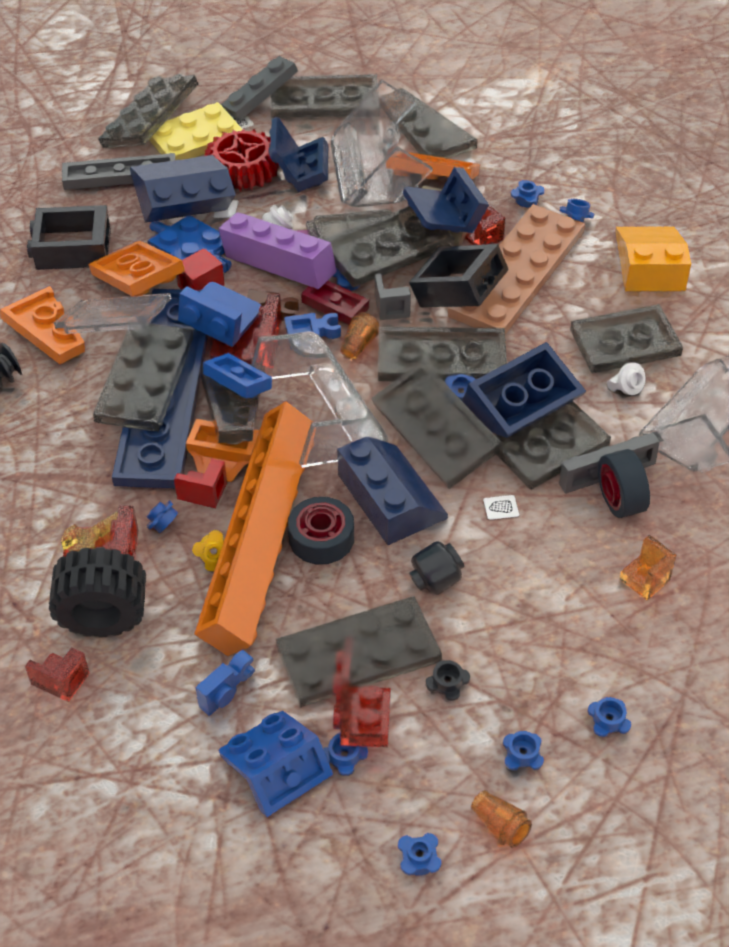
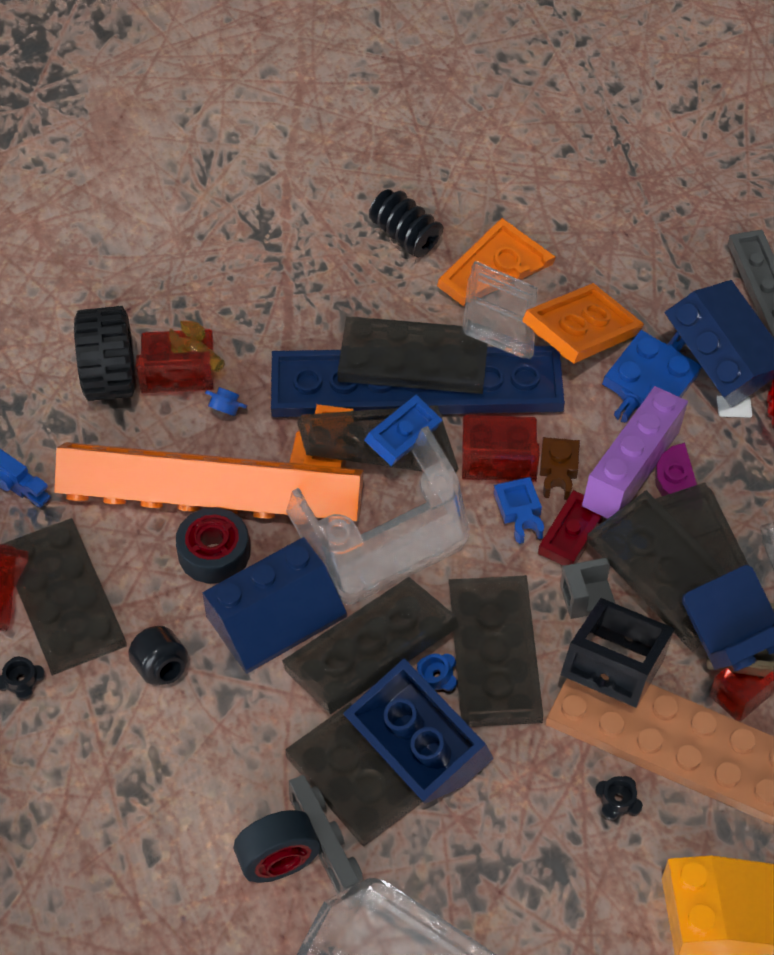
camera: 85 degrees right, 5 degrees up
(58, 674) = (36, 352): clear red panel -> none
(69, 253) = (625, 287): black window -> none
(200, 270) = (589, 385): red panel -> none
(202, 487) = (271, 434): red panel -> none
(202, 549) = (183, 444): yellow plate -> none
(217, 312) = (513, 405): blue bracket -> none
(279, 216) = (712, 459): white plate -> none
(360, 334) = (515, 558): clear orange cone -> none
(501, 507) = (264, 728): white sticker -> none
(567, 300) = (622, 786): none -> black plate
(625, 338) = (552, 869): clear smoke plate -> none
(628, 380) = (476, 871): white plate -> none
(650, 569) = (159, 881): clear orange panel -> none

